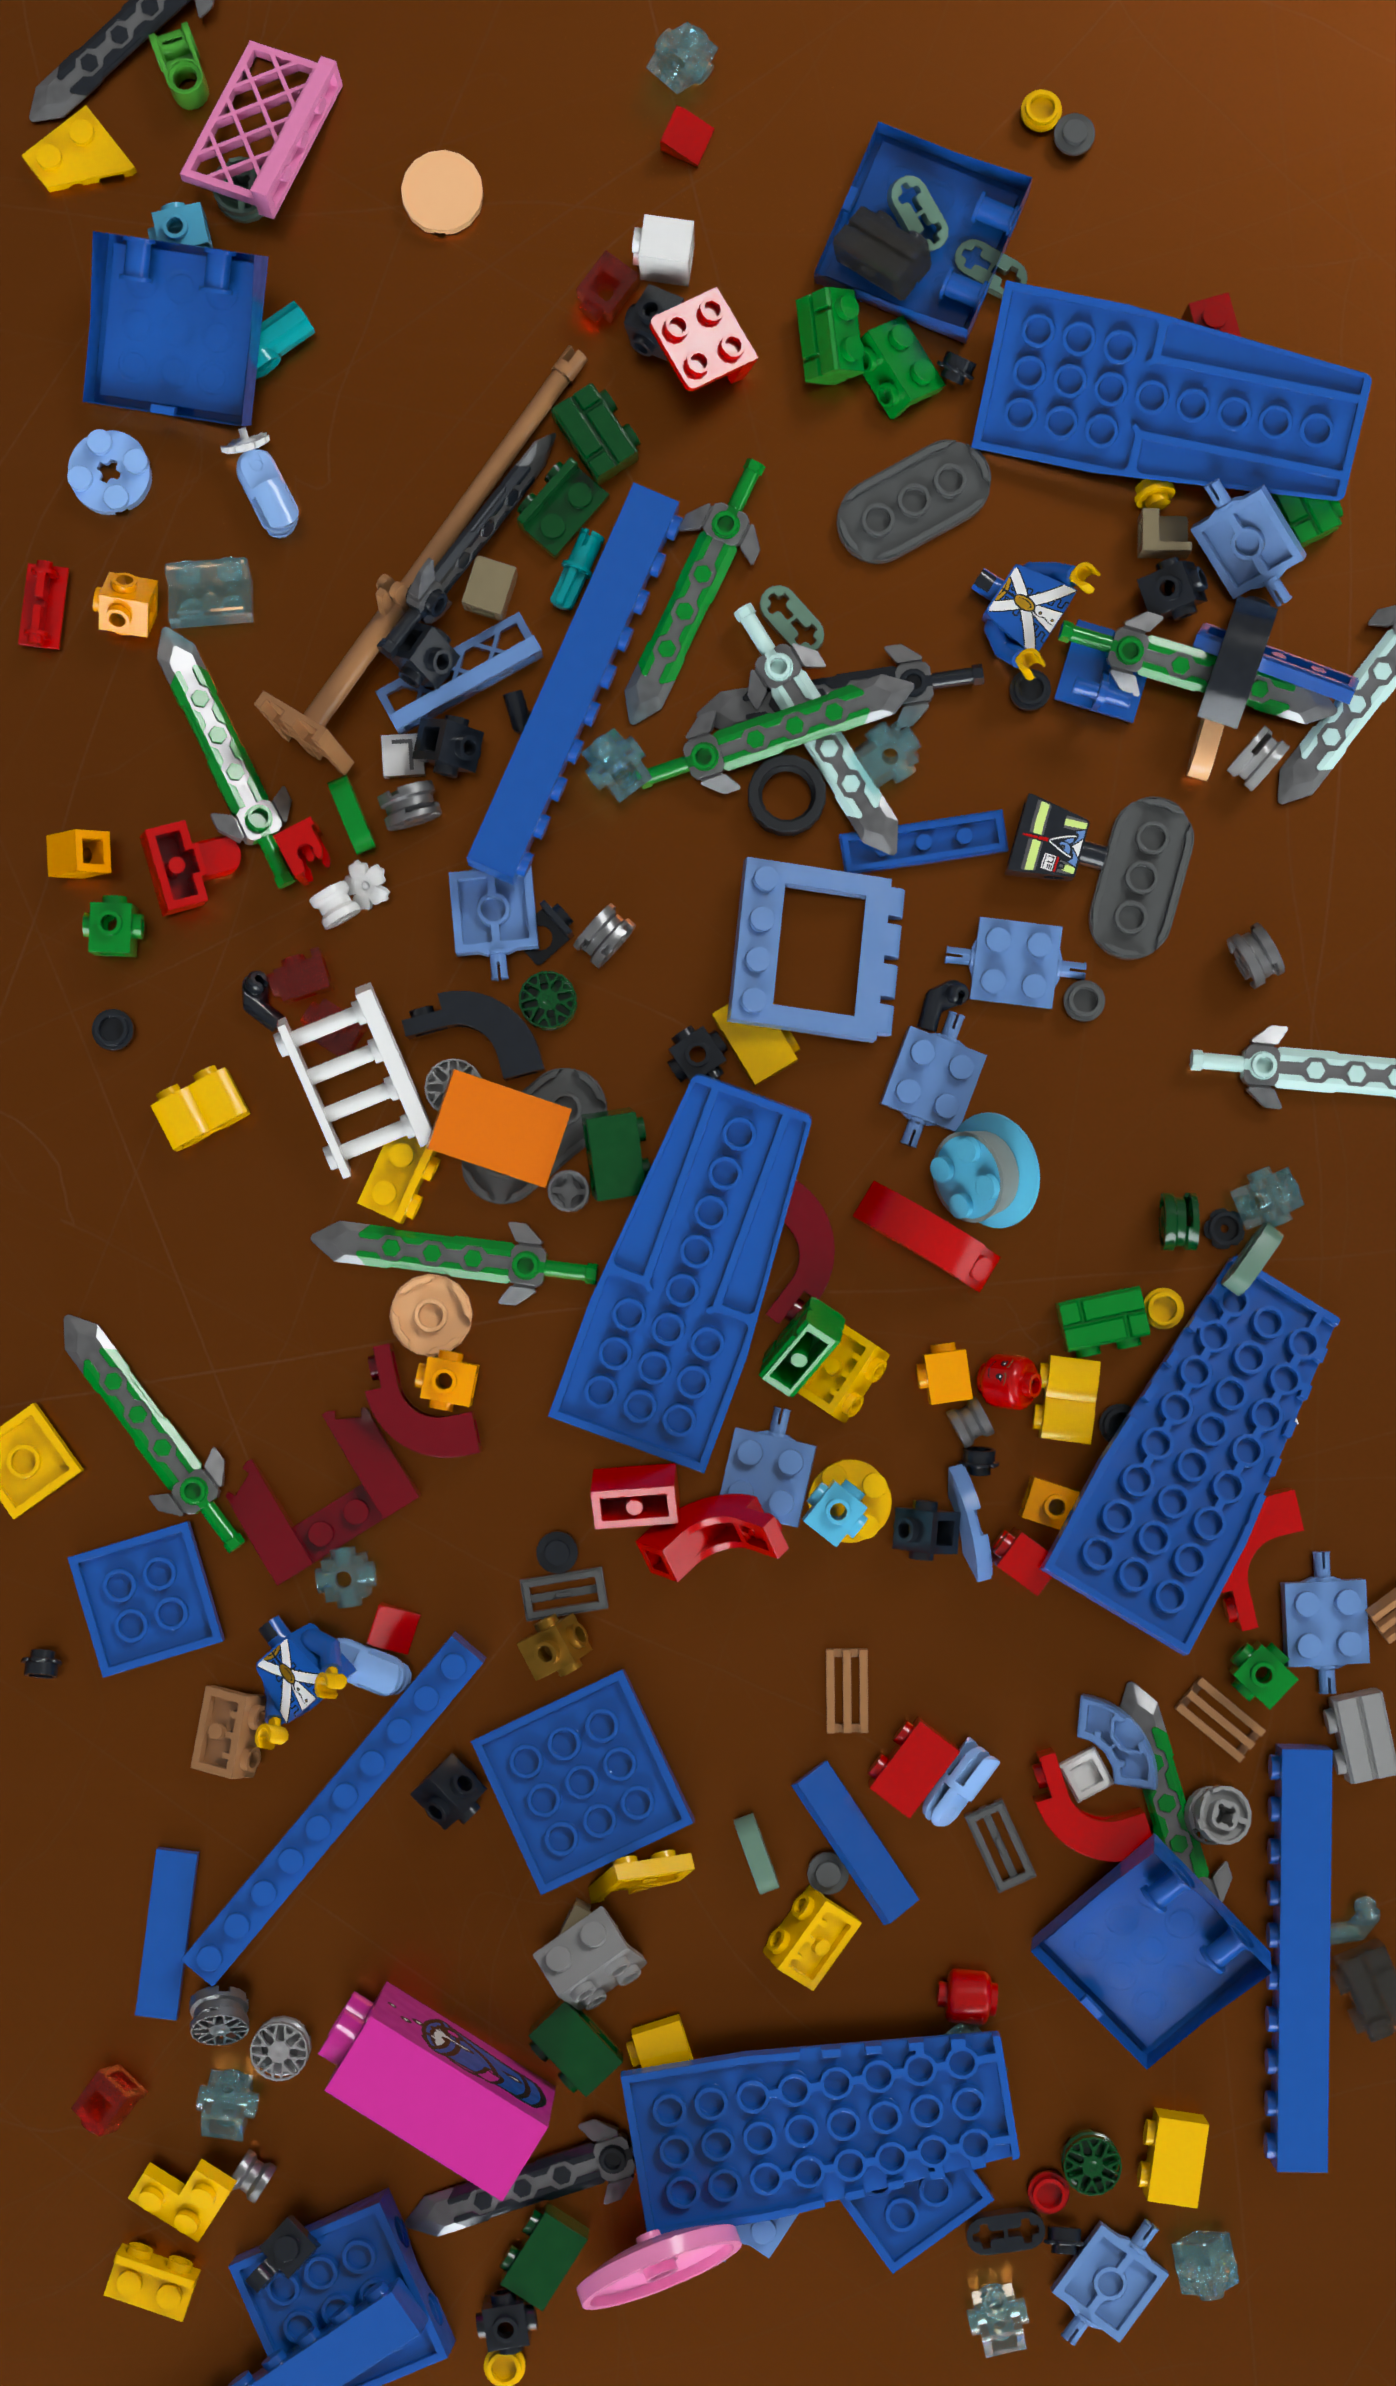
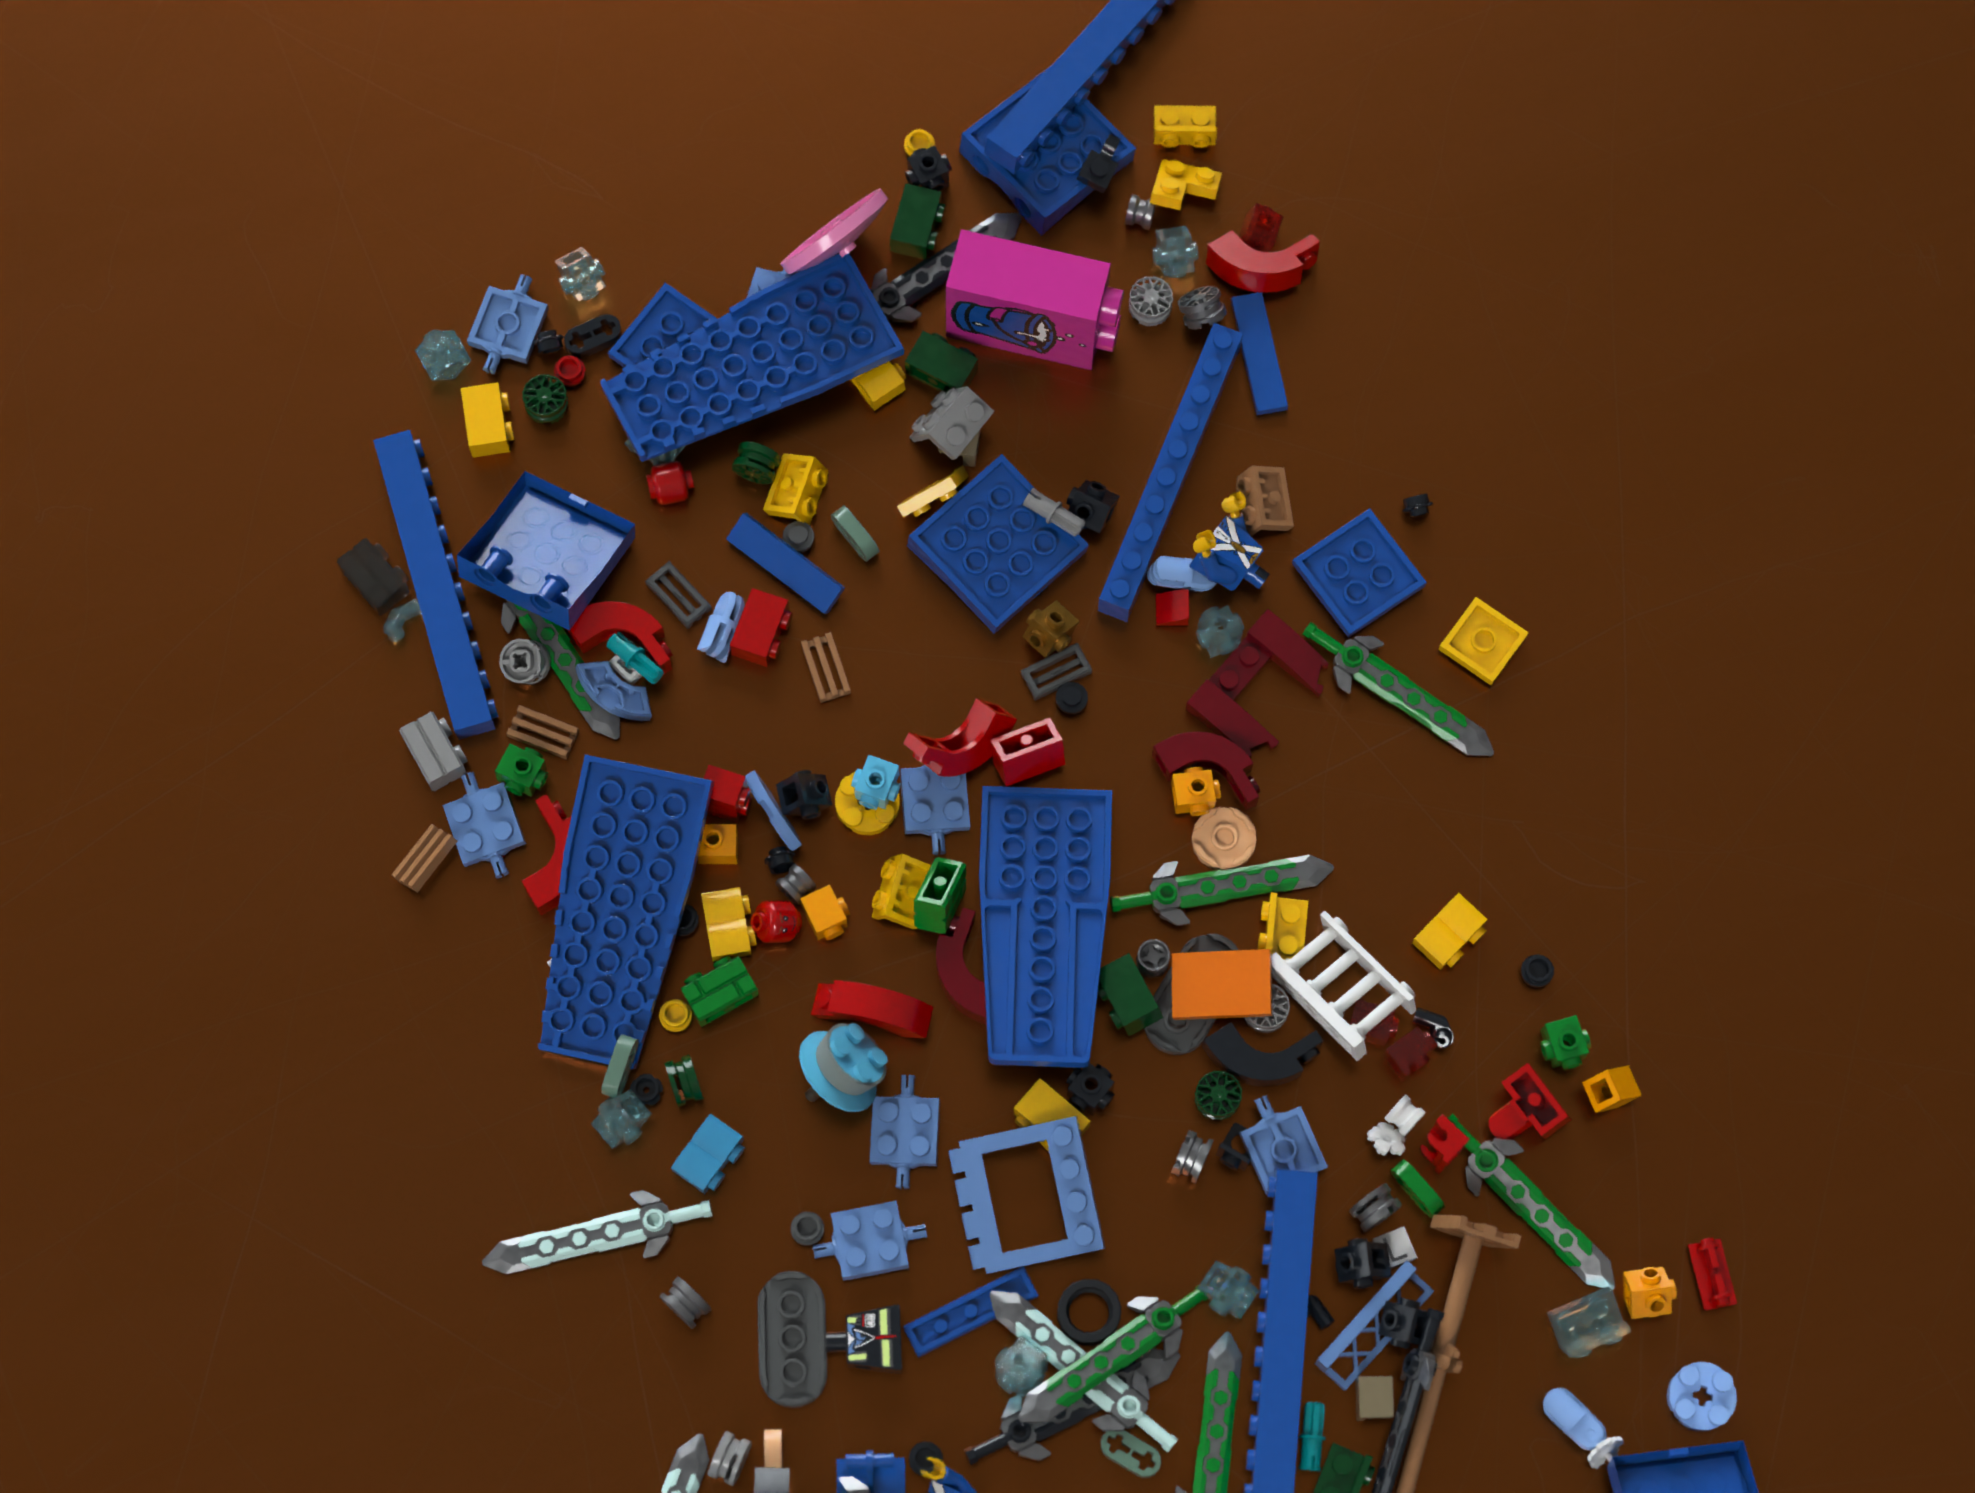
camera: 155 degrees right, 15 degrees down
(128, 2042) = (1259, 270): none -> red arch
(501, 1793) = (1054, 512): none -> light grey axle
(852, 1986) = (756, 462): none -> dark green wheel
(941, 999) = (918, 1194): black arm -> none
(1081, 1774) = (634, 657): none -> teal axle
(1175, 1124) = (708, 1154): none -> dark azure brick

